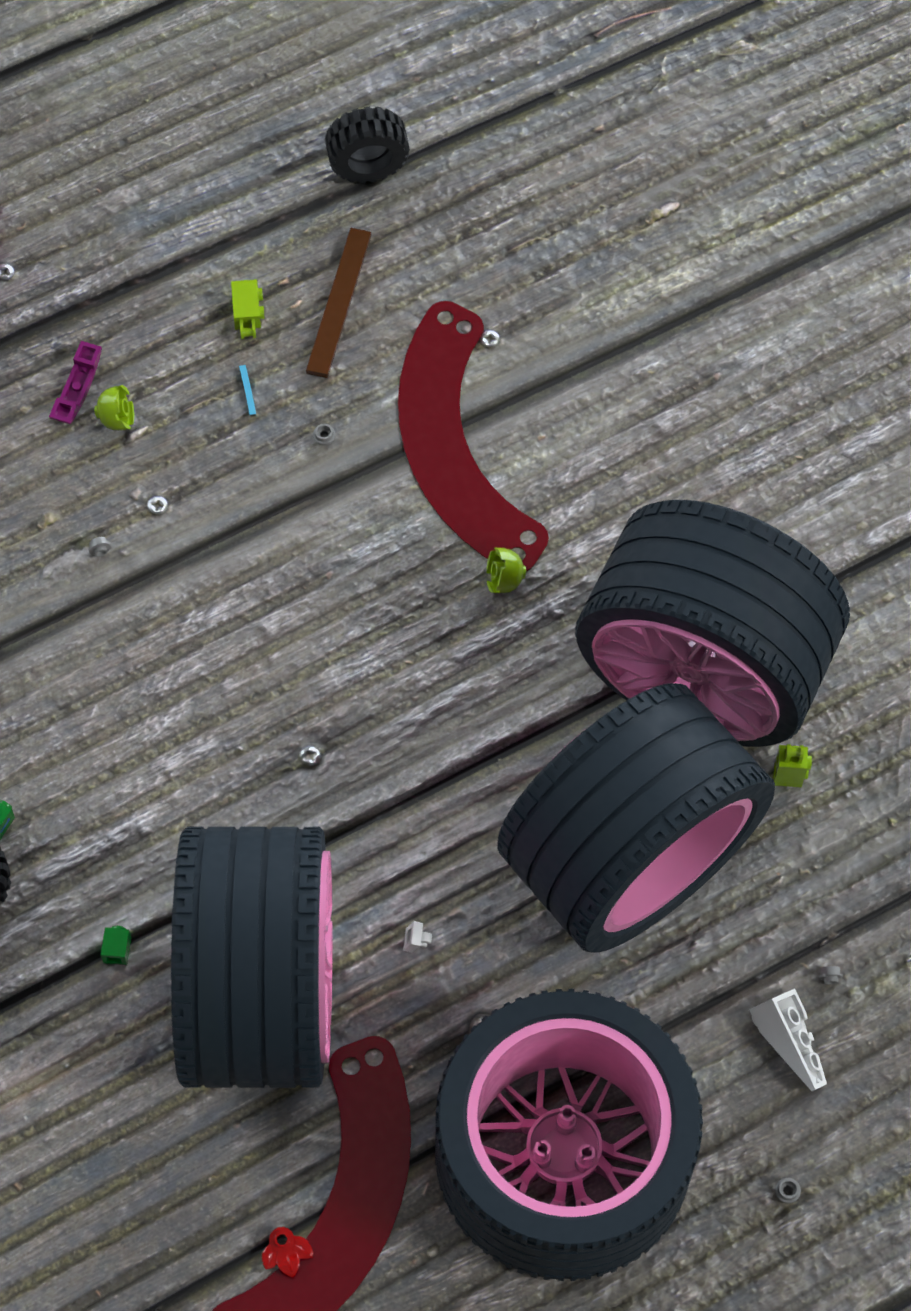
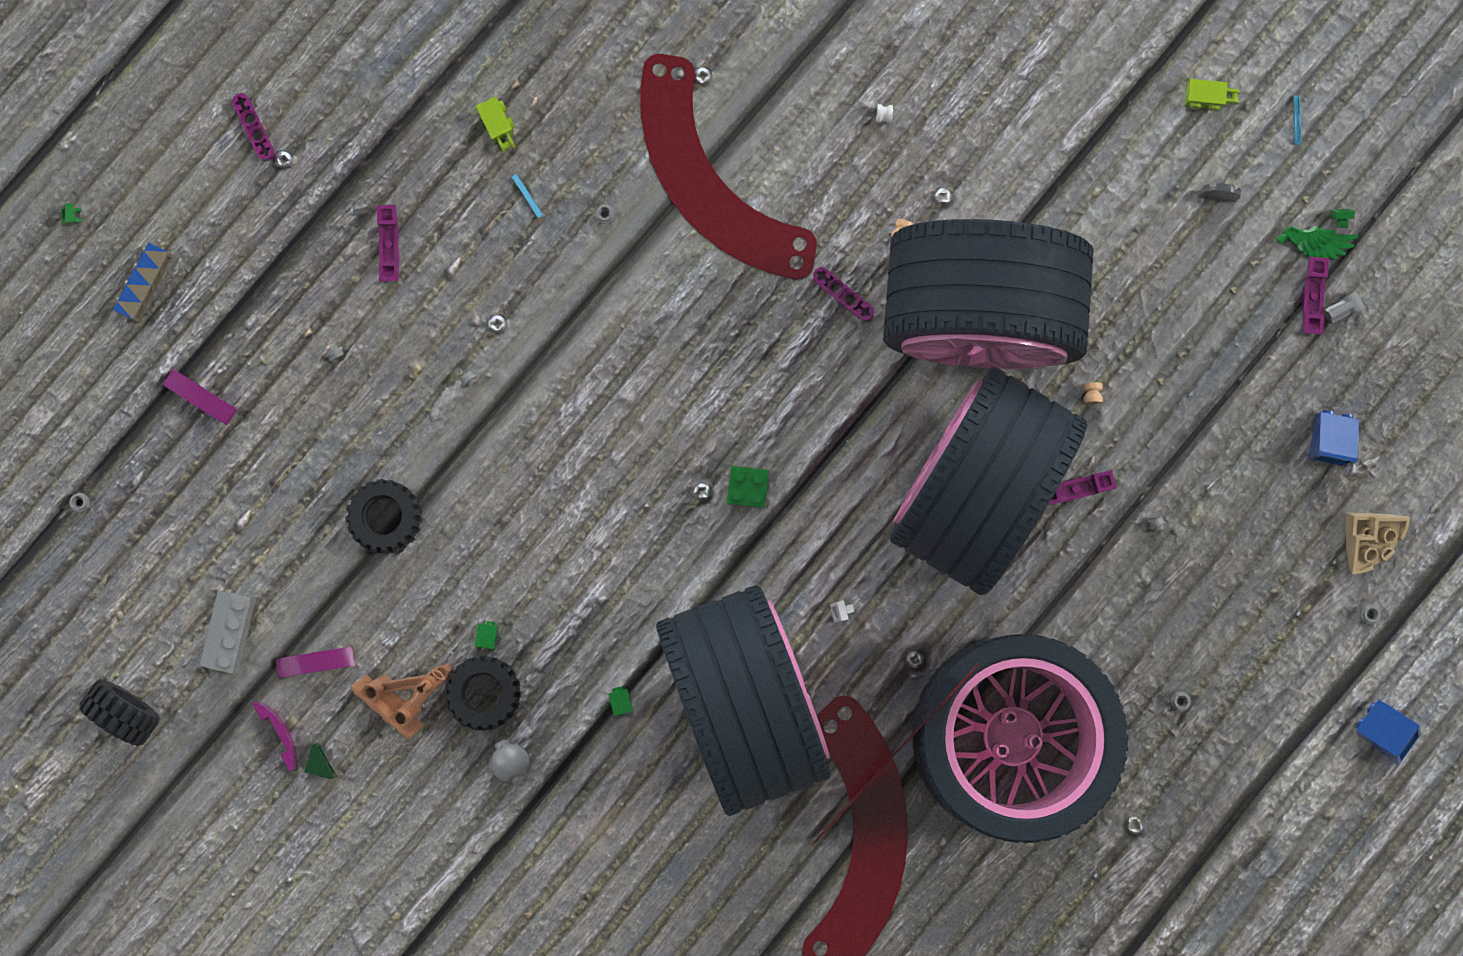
camera: 20 degrees left, 20 degrees up
(115, 409) = (430, 256): lime cylinder -> none
(288, 1255) = (841, 885): red plate -> none
(338, 303) = (568, 88): reddish brown tile -> none
(363, 767) = (747, 487): none -> green plate
(483, 1024) = (940, 705): none -> dark red piece
(505, 570) = (795, 284): lime cylinder -> none
(552, 605) = (845, 291): none -> magenta beam
(675, 437) = (884, 114): none -> white wheel
(747, 902) = (1084, 487): none -> magenta slope
(784, 1028) = (1138, 581): white wedge -> none
(791, 765) = (1074, 371): lime brick -> none
(806, 803) = (1093, 395): none -> light nougat wheel

